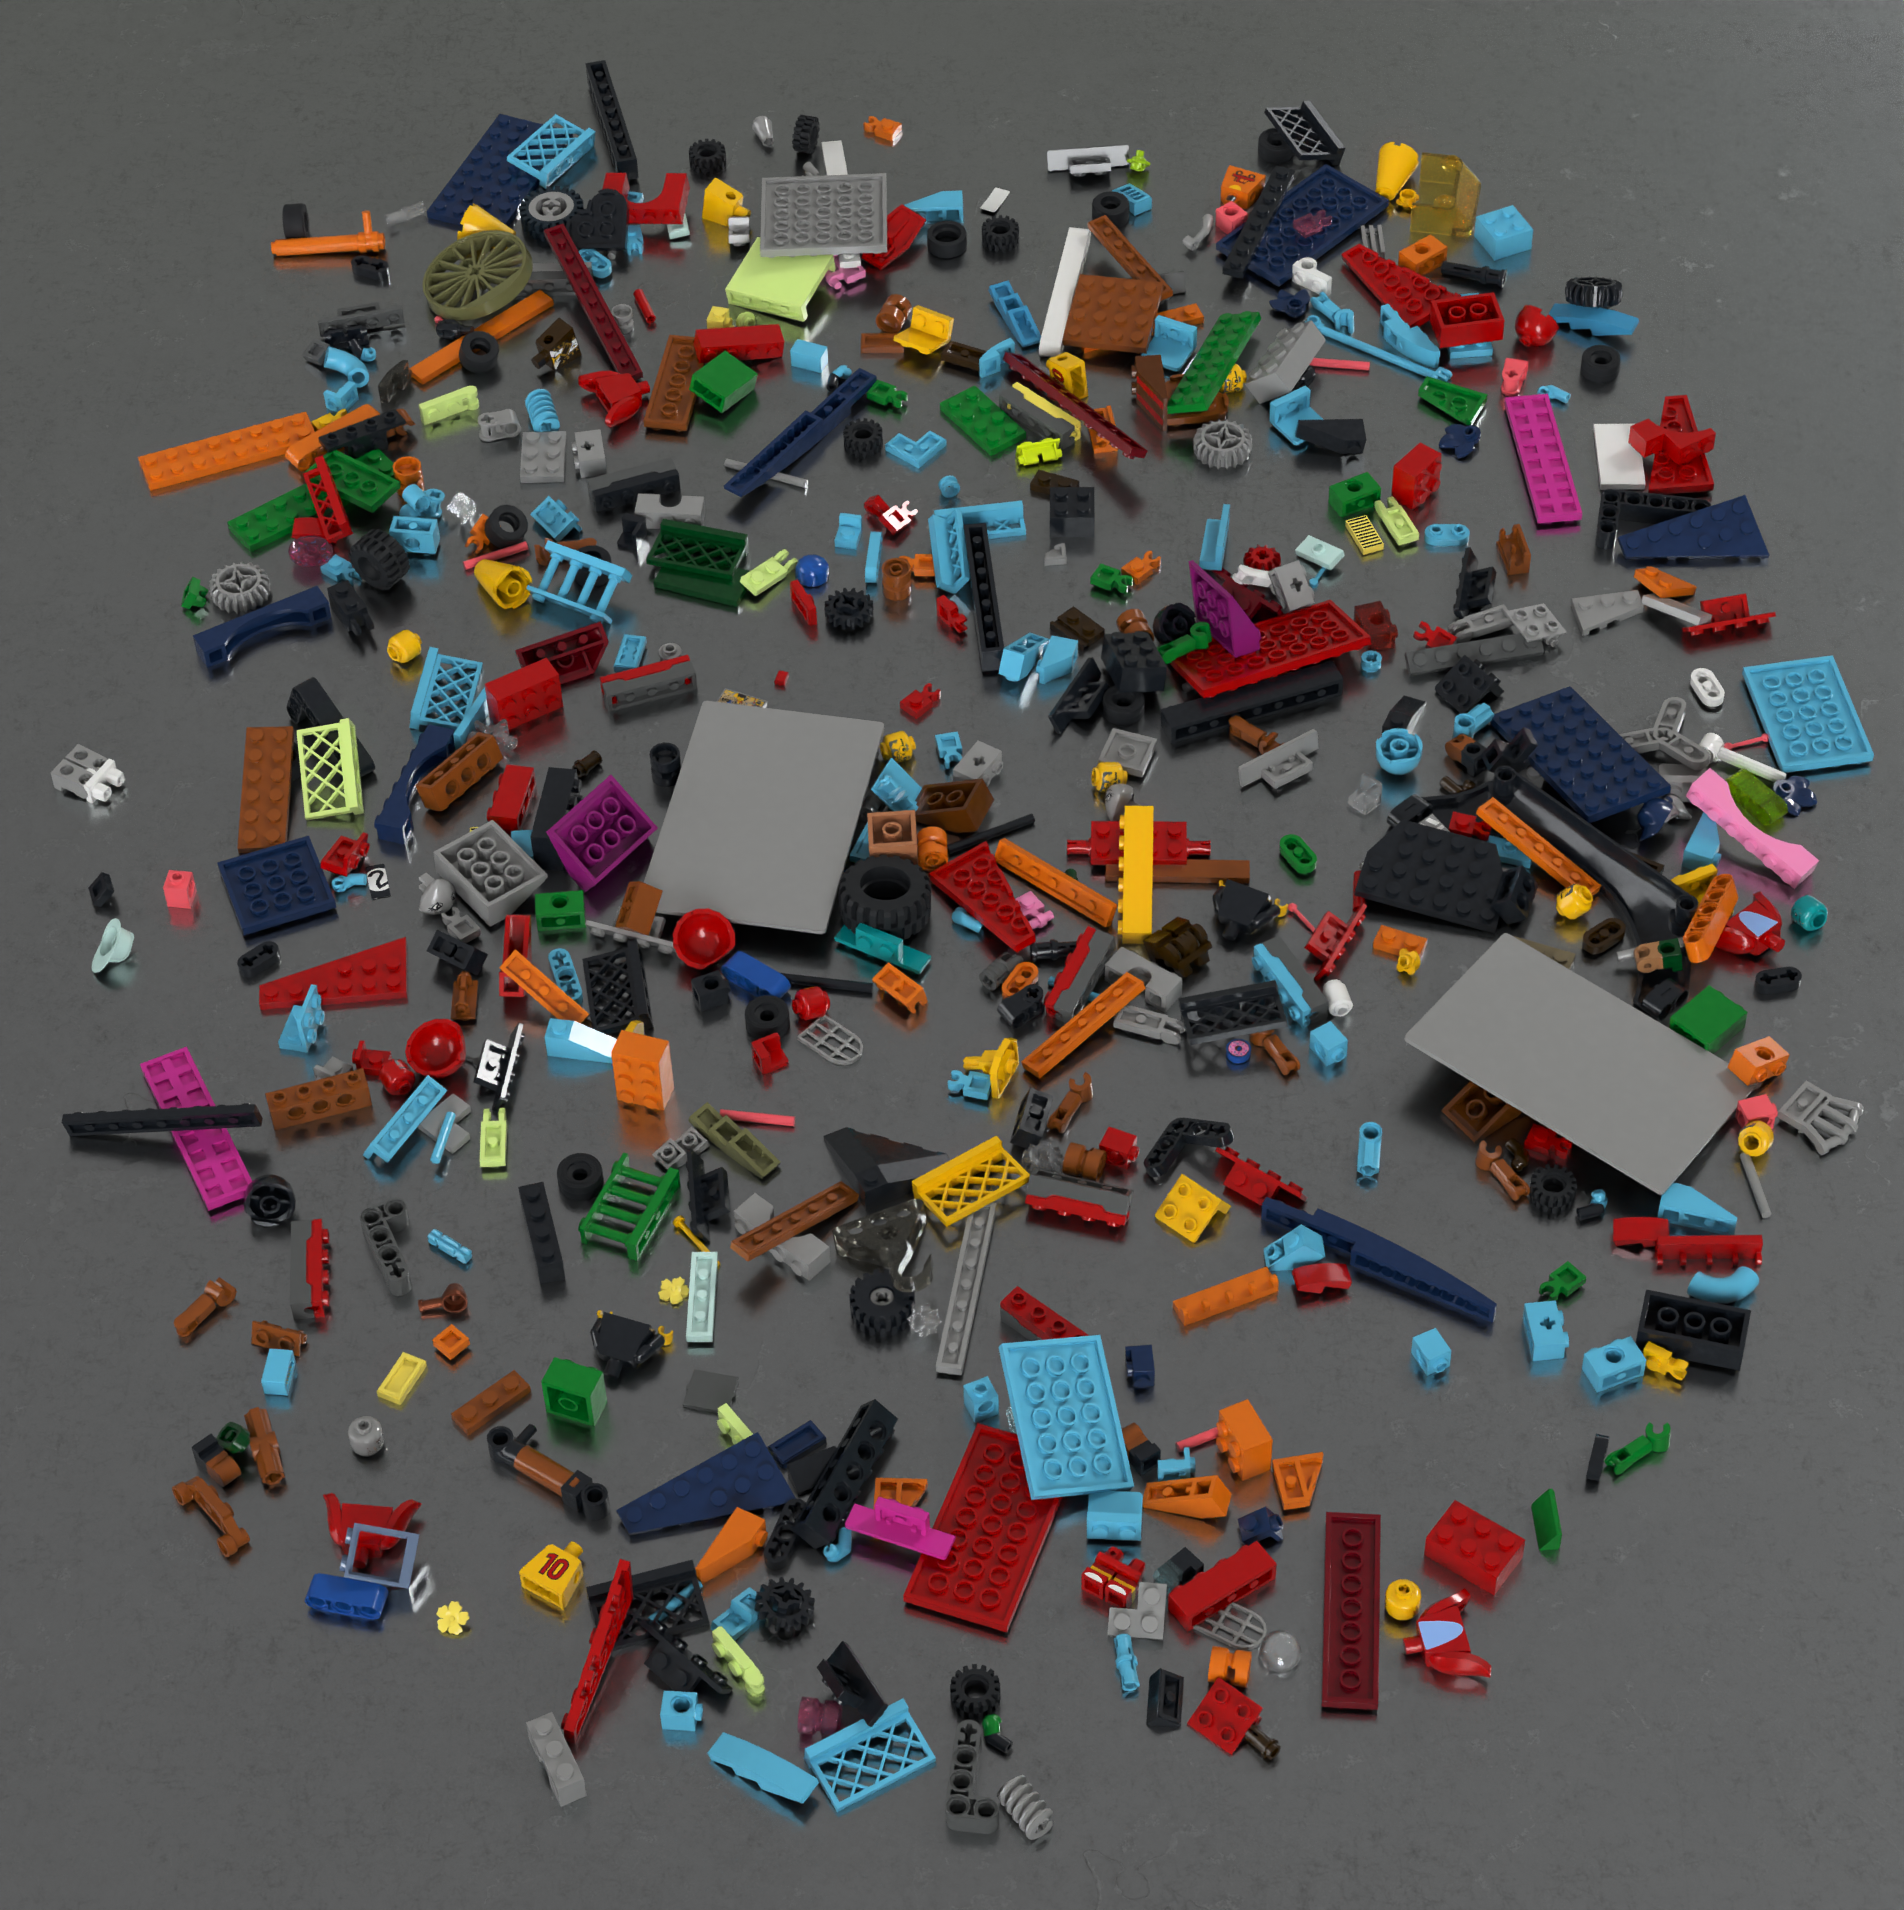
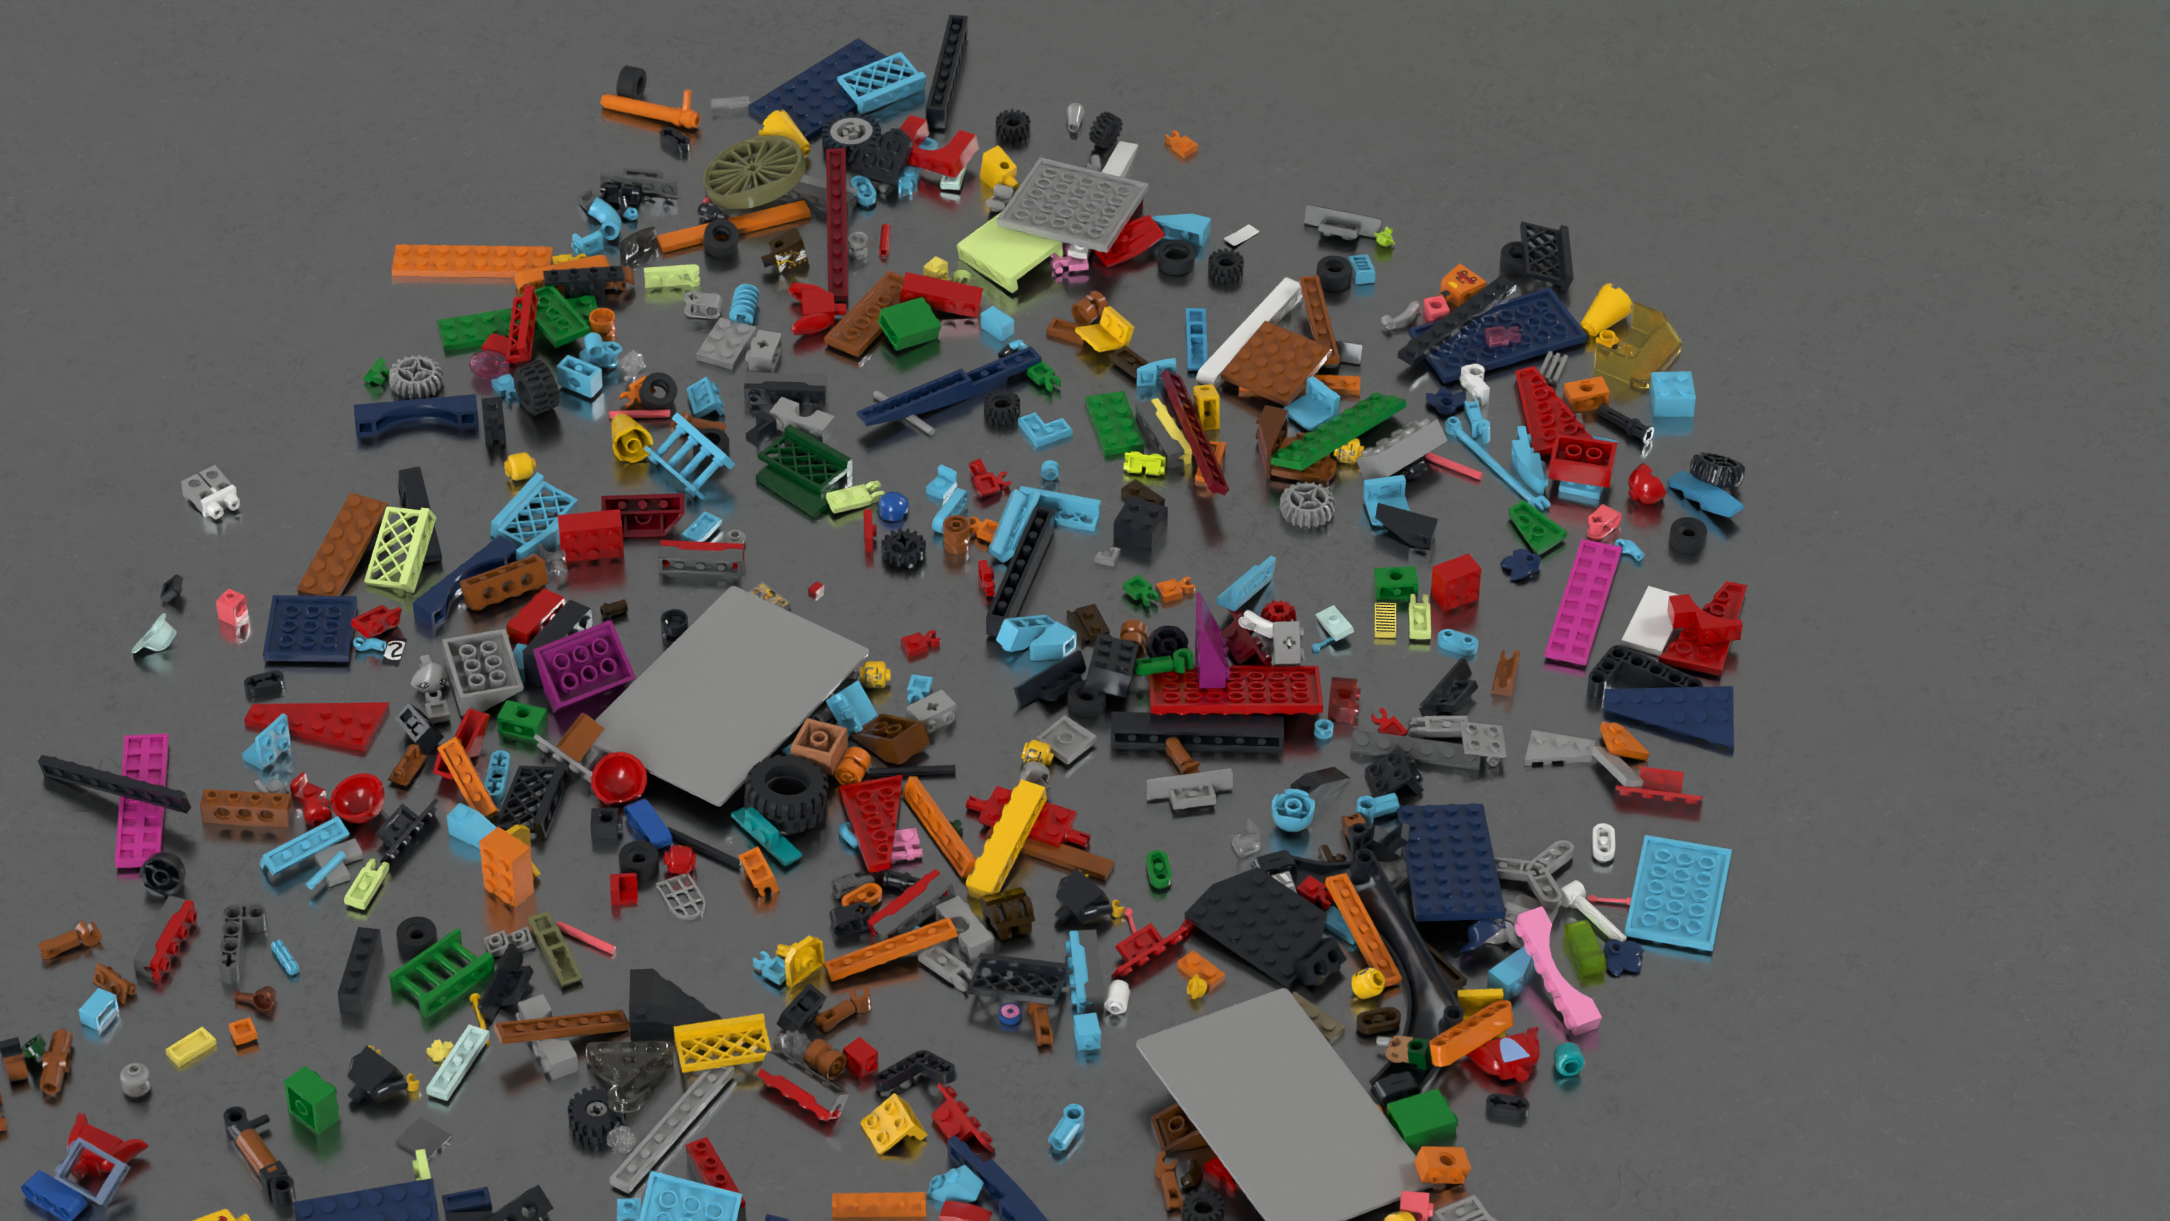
camera: 20 degrees right, 5 degrees down
(491, 1402) = (248, 1088): dark orange plate -> none

